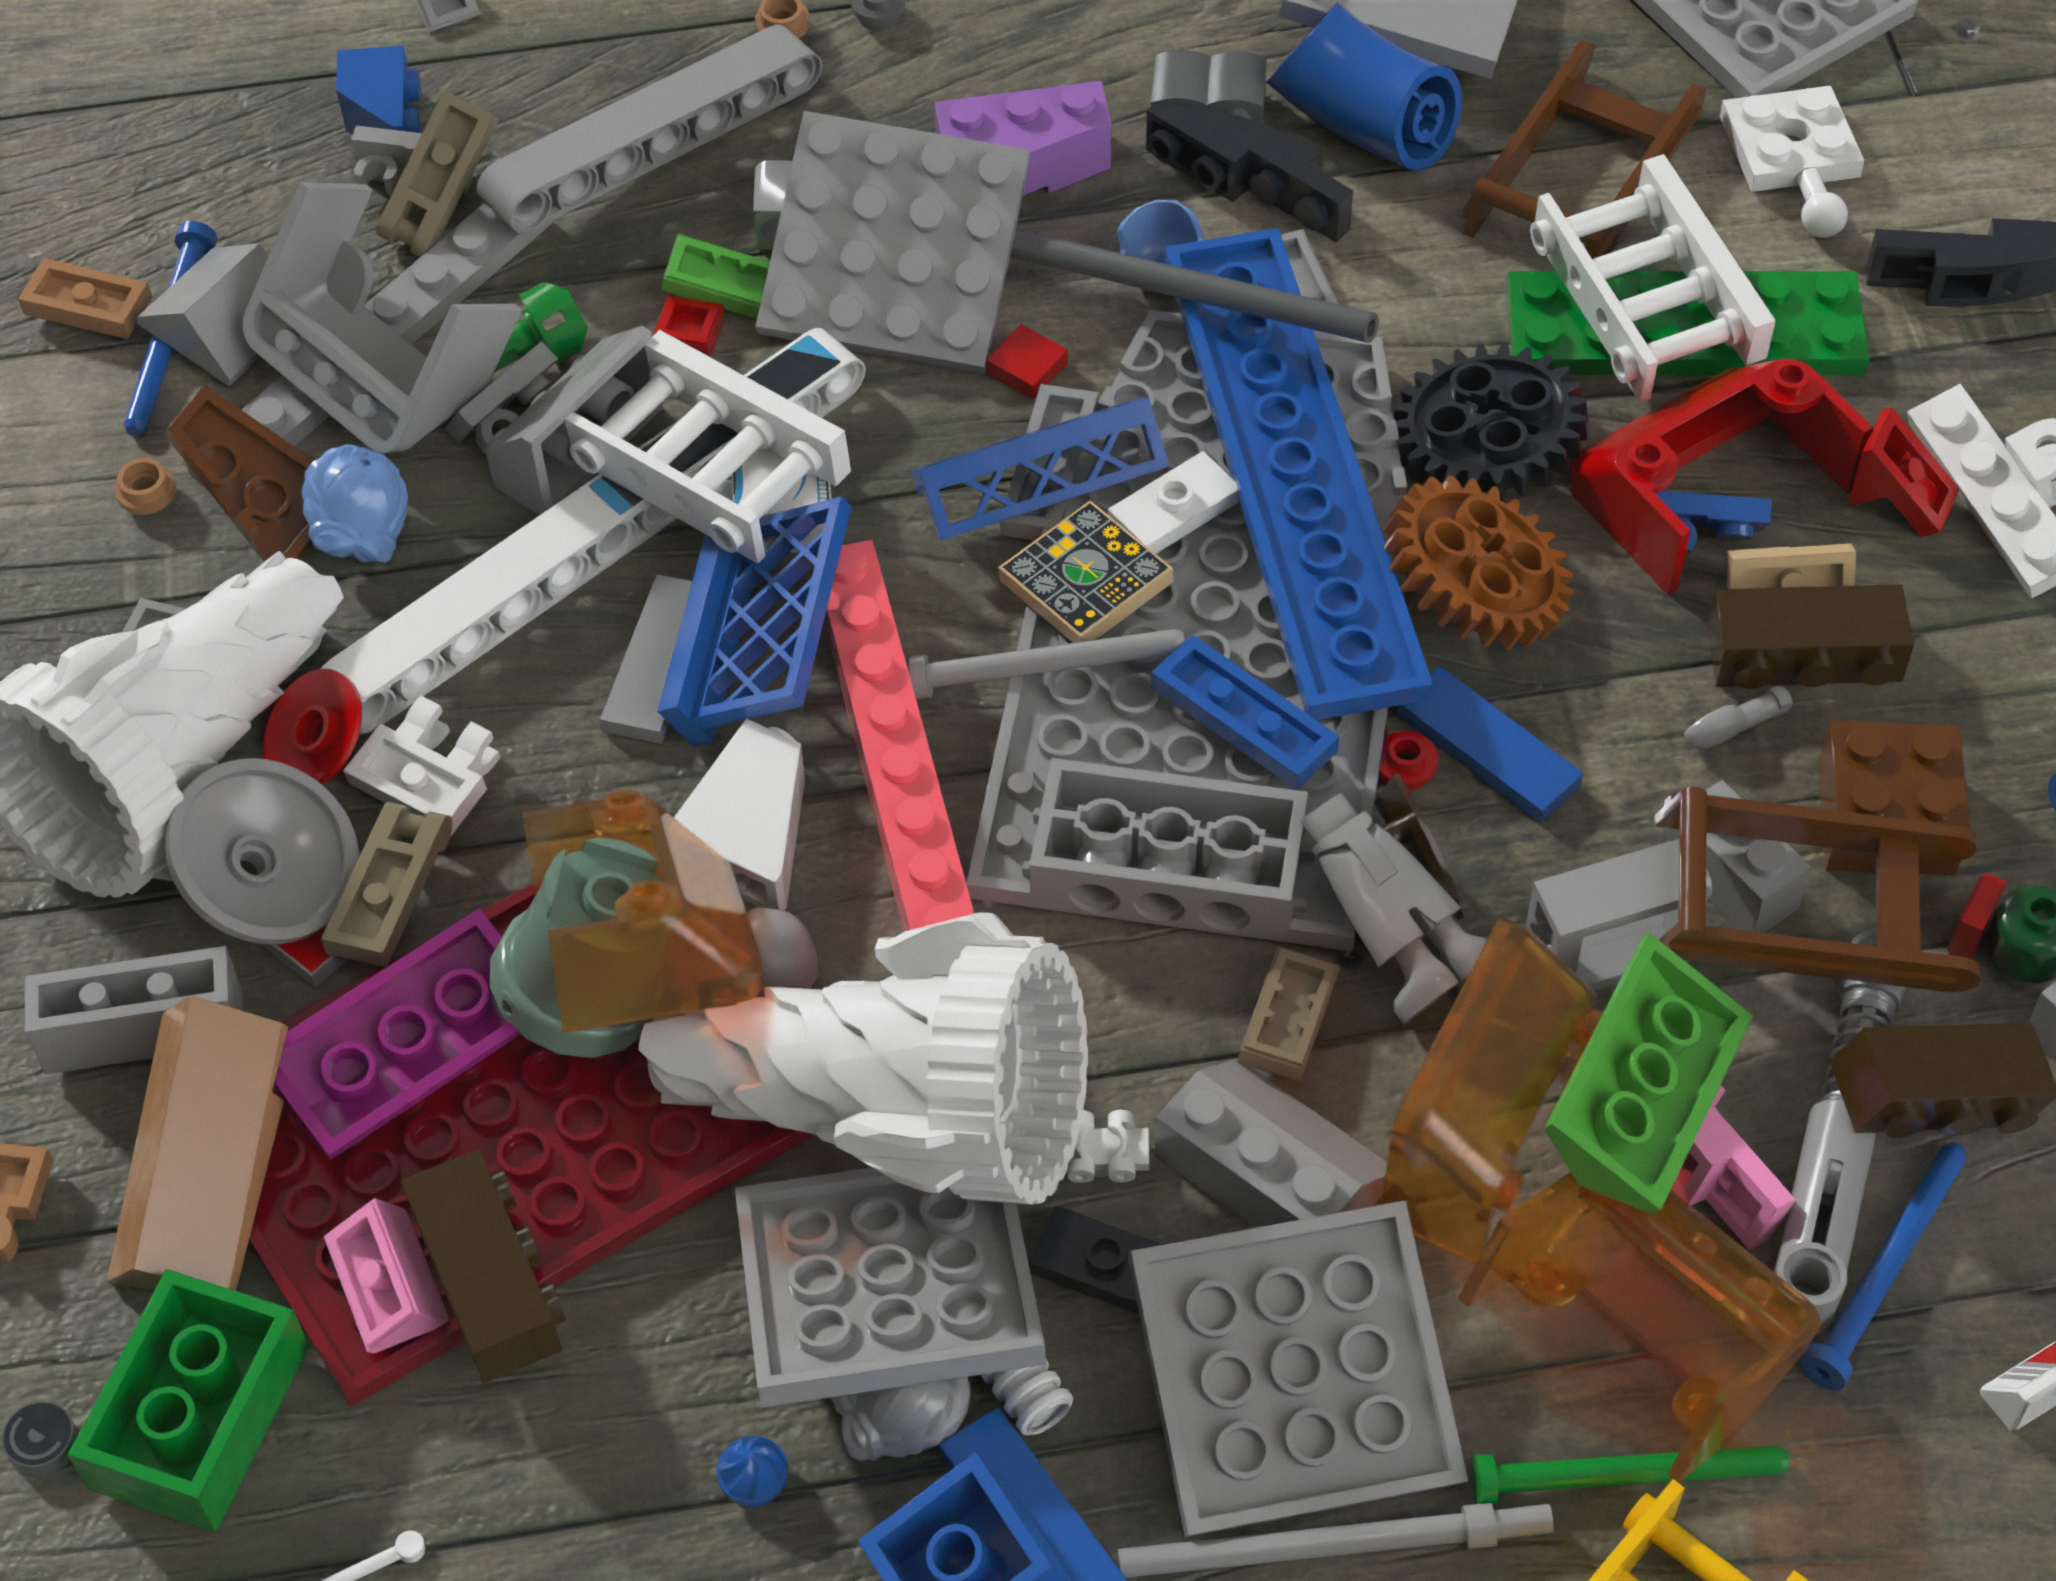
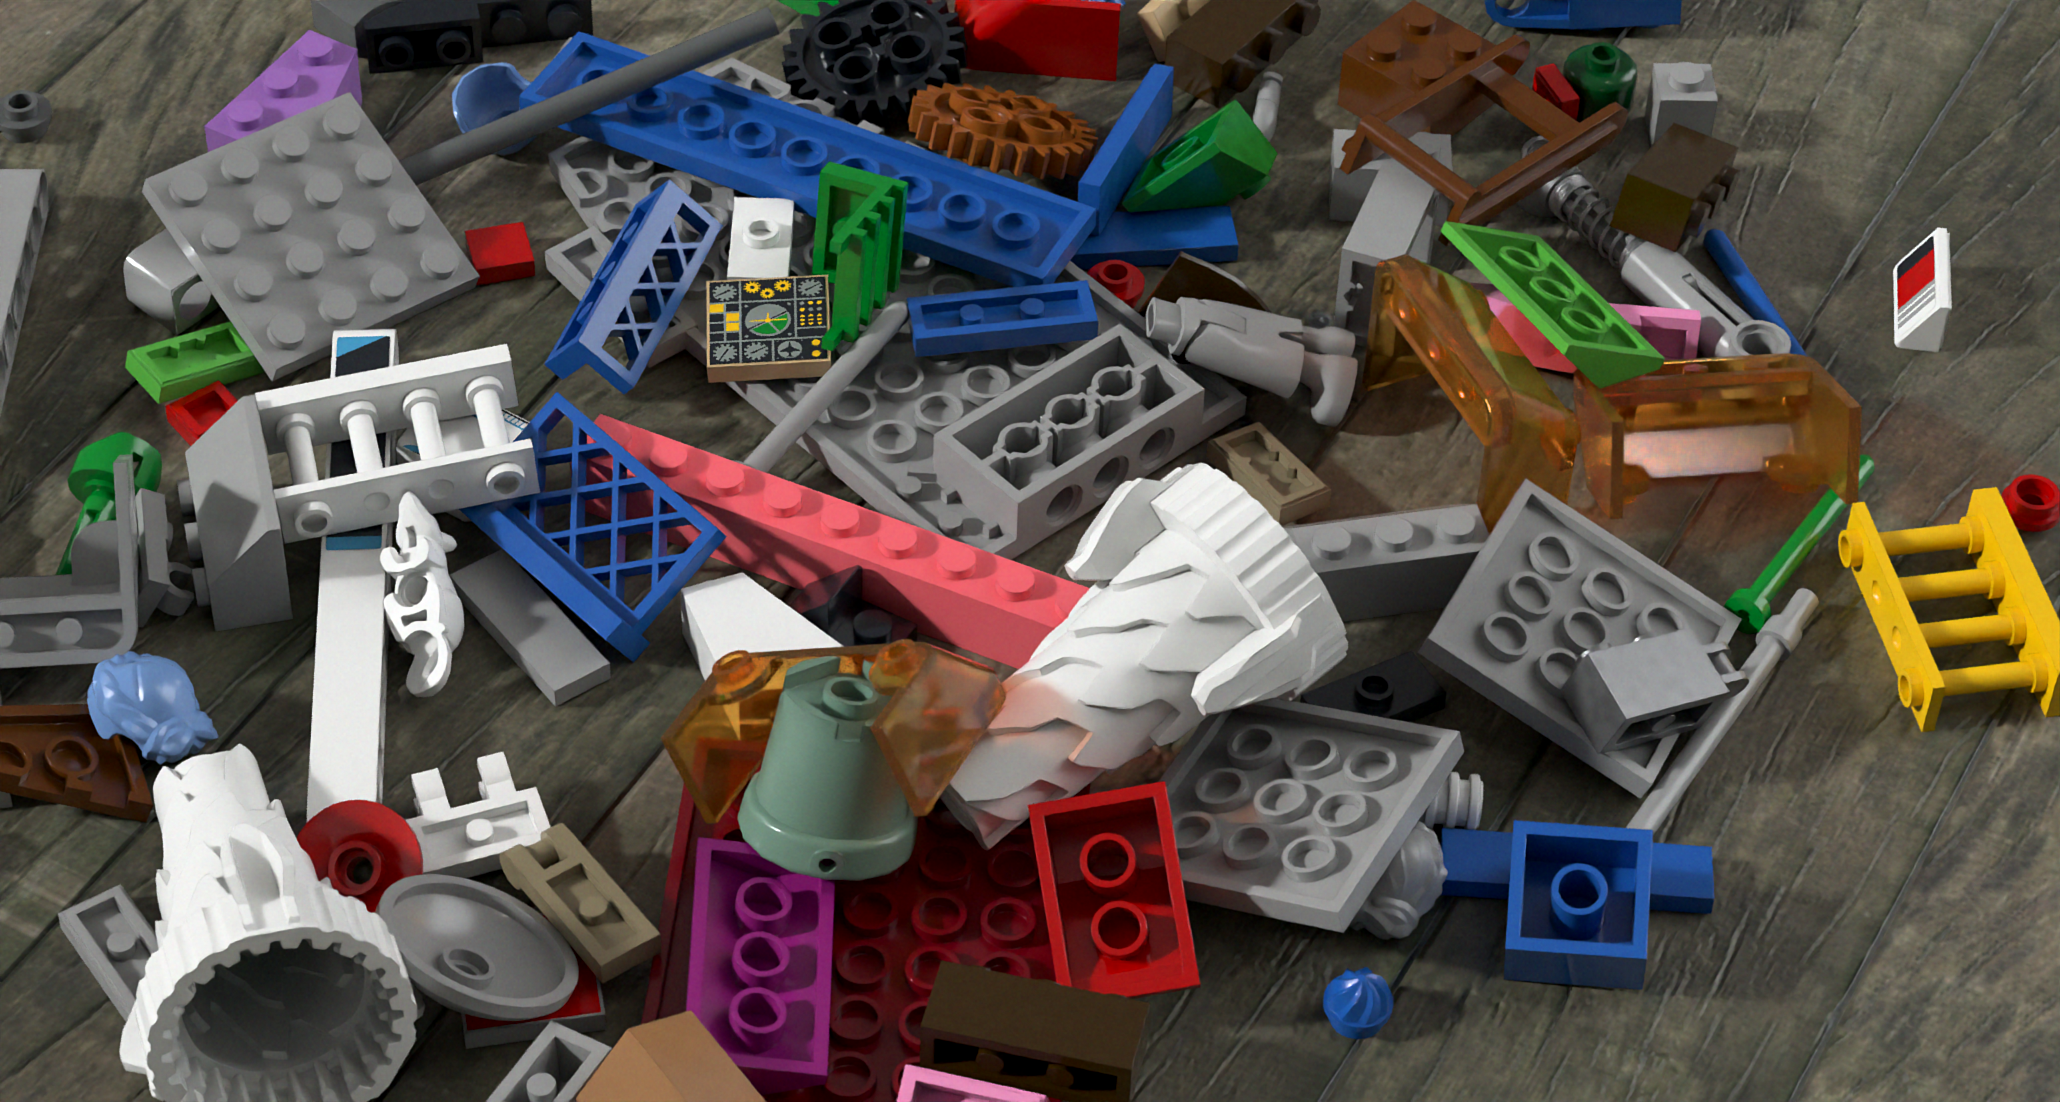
camera: 55 degrees left, 10 degrees down
(602, 584) = (425, 605): none -> white animal
(667, 1220) = (1115, 892): none -> red slope
(845, 855) = (839, 611): none -> black slope
(1211, 554) = (858, 244): none -> green plate
(1271, 1460) = (1649, 688): none -> flat silver brick
(1556, 656) = (1128, 145): none -> blue tile
(1596, 724) = (1205, 165): none -> green slope

